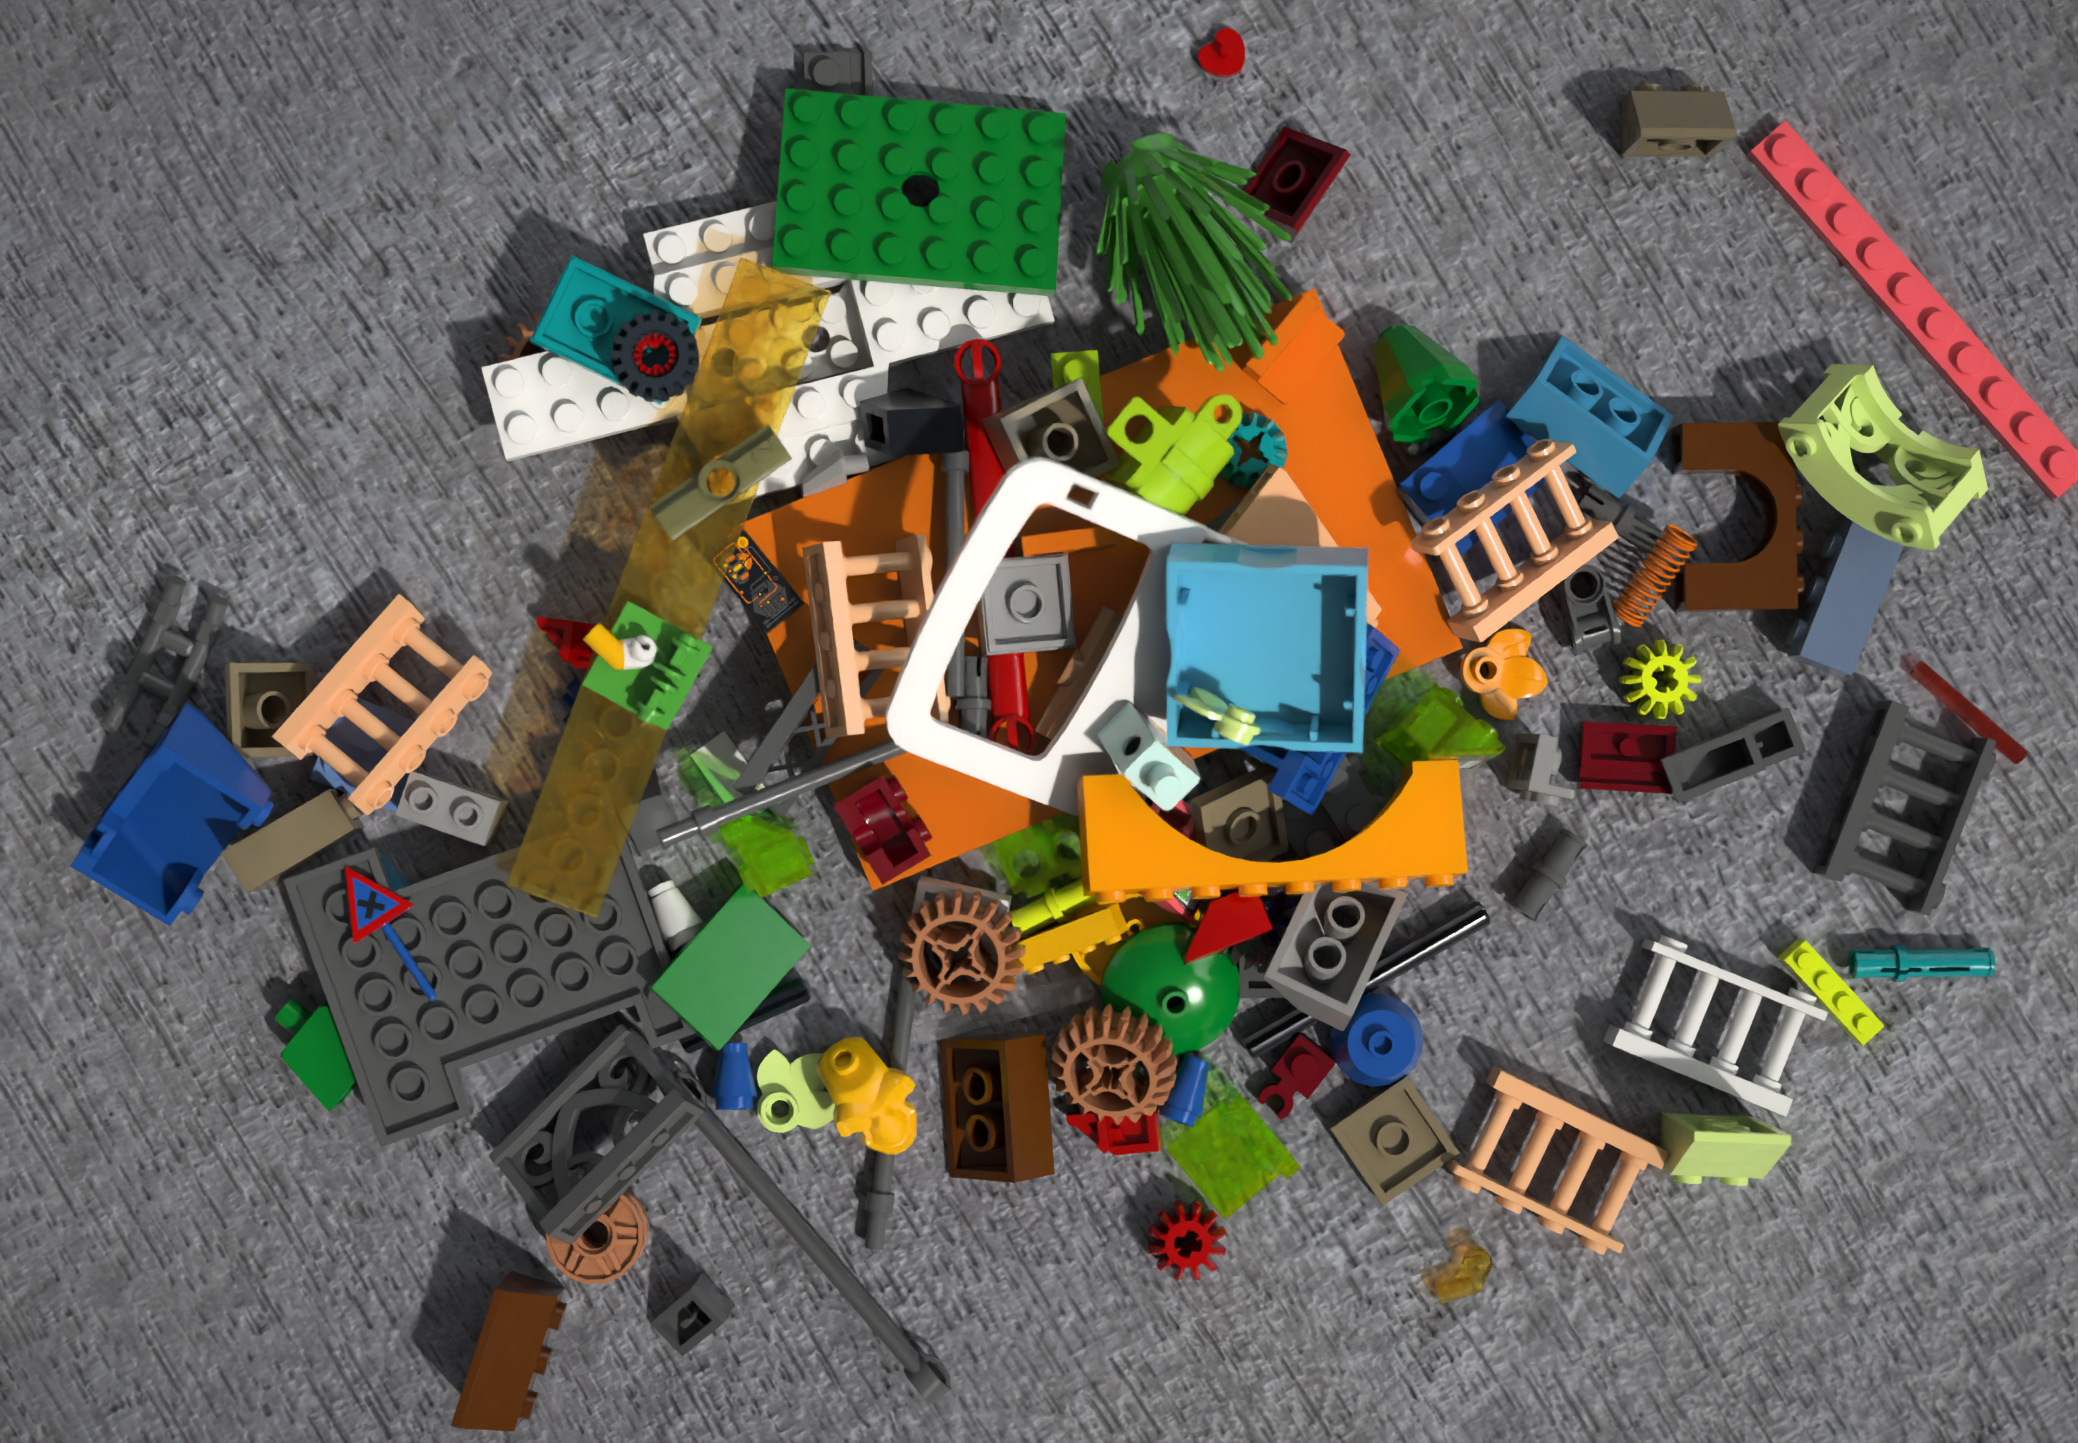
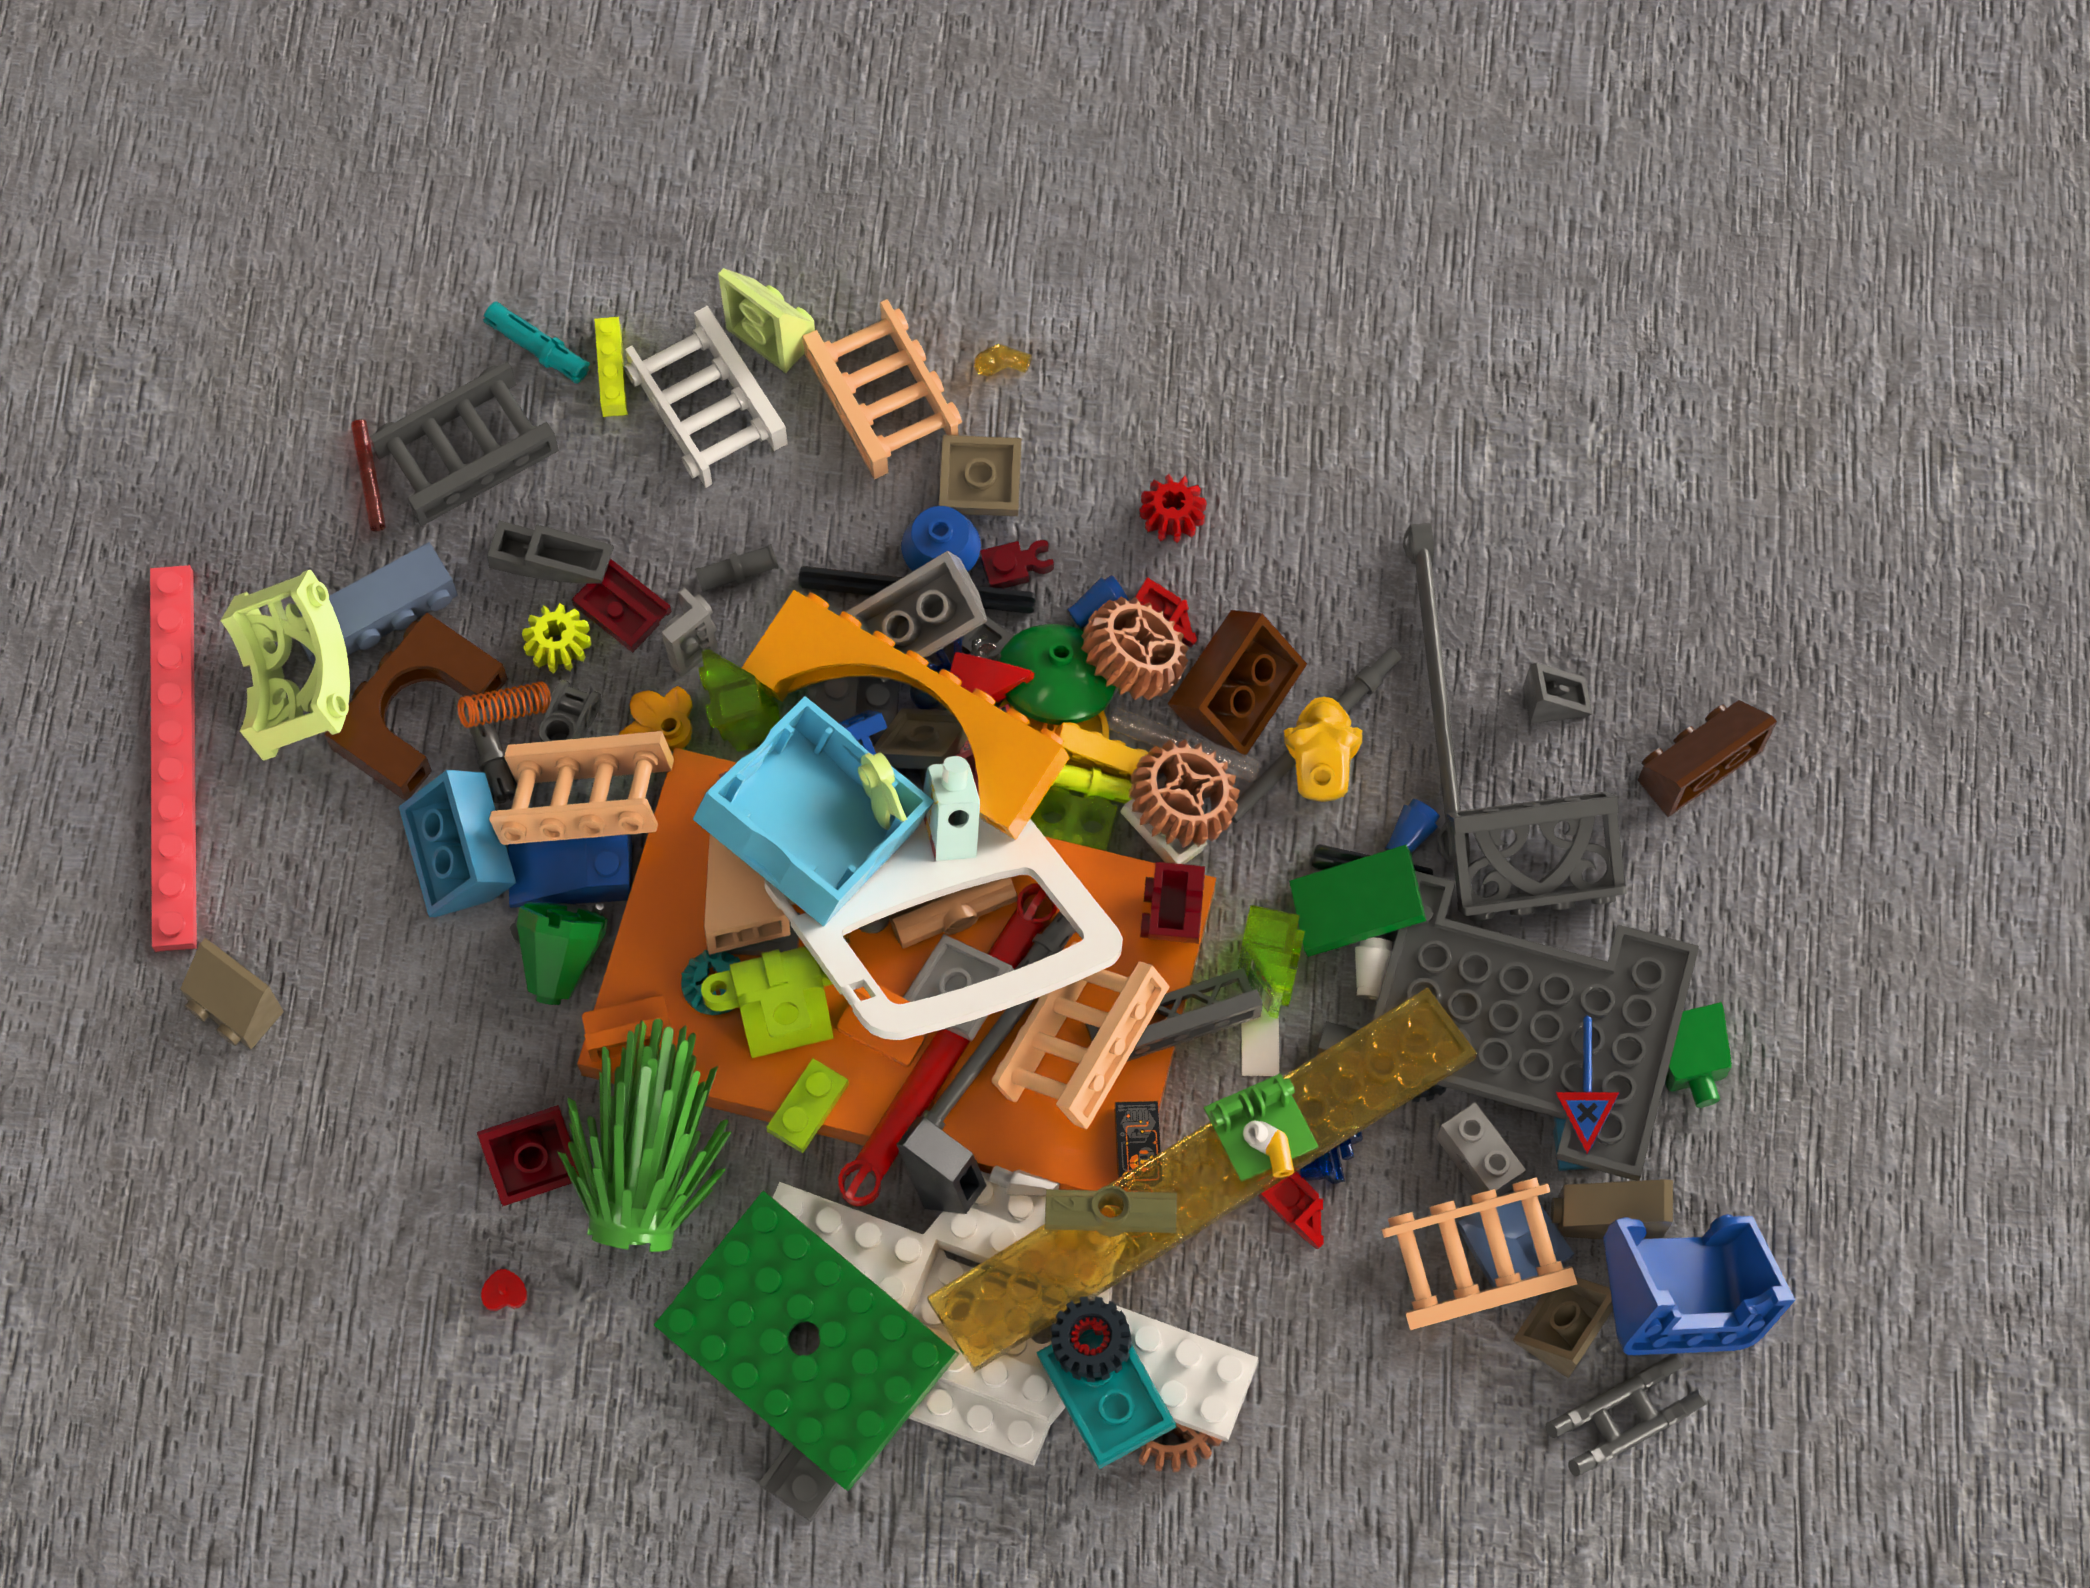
camera: 145 degrees left, 20 degrees down
(605, 1261) = (1590, 771): nougat wheel -> none
(707, 820) = (1296, 988): dark grey bar -> none
(797, 1086) = (1368, 792): yellowish green plate -> none
(1056, 427) = (852, 1079): dark tan slope -> none
(1231, 1154) = (1097, 541): clear neon green bracket -> none

